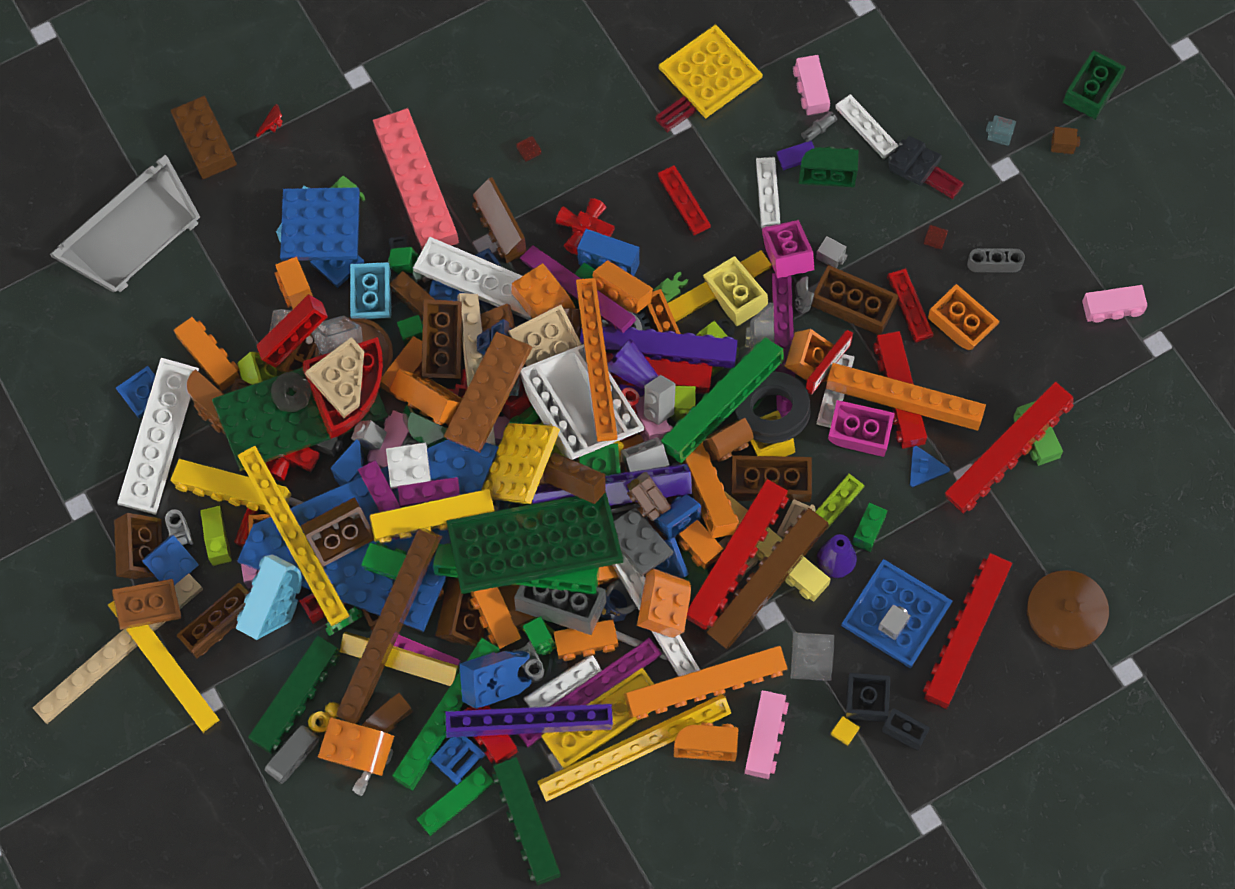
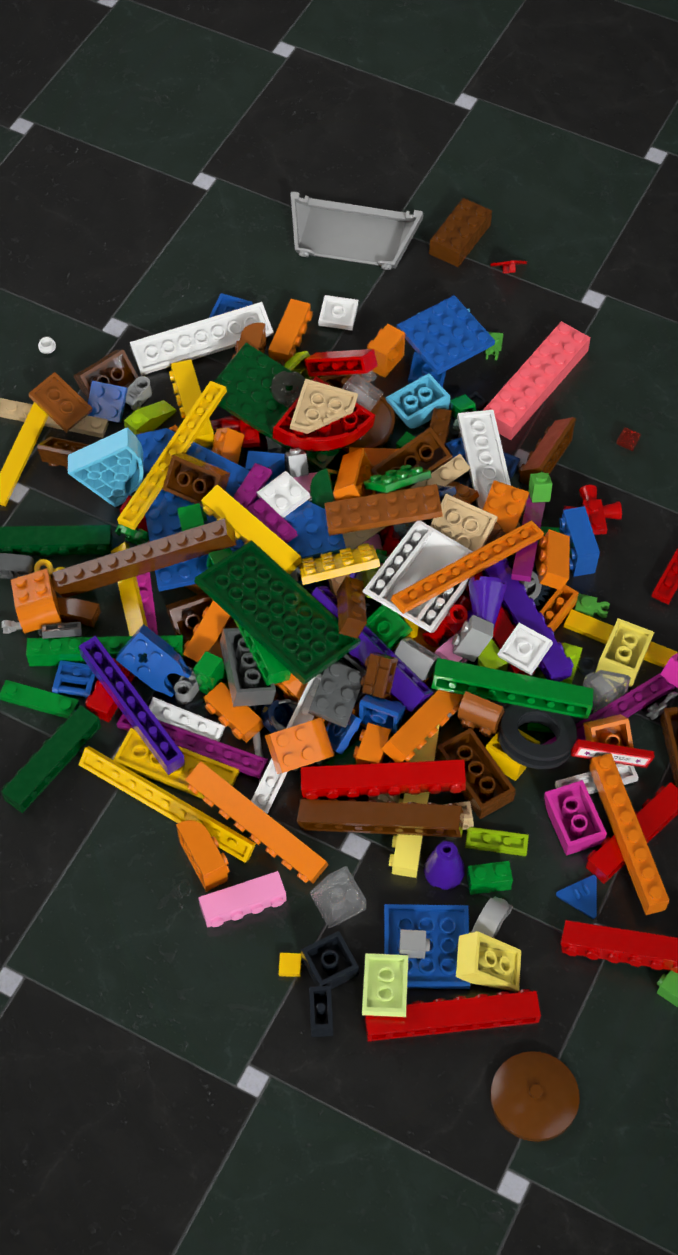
camera: 55 degrees right, 10 degrees down
(57, 581) = (47, 345): none -> white plate
(215, 298) = (338, 312): none -> white plate
(304, 484) = (228, 444): none -> orange brick
(404, 740) = (59, 630): none -> dark grey panel
(460, 361) = (397, 479): none -> green plate
(535, 251) = (540, 487): none -> bright green brick
(697, 365) = (525, 648): none -> white plate
(907, 547) = (492, 916): none -> light grey brick
(917, 664) = (385, 985): none -> yellowish green plate
(943, 574) = (488, 962): none -> light yellow slope

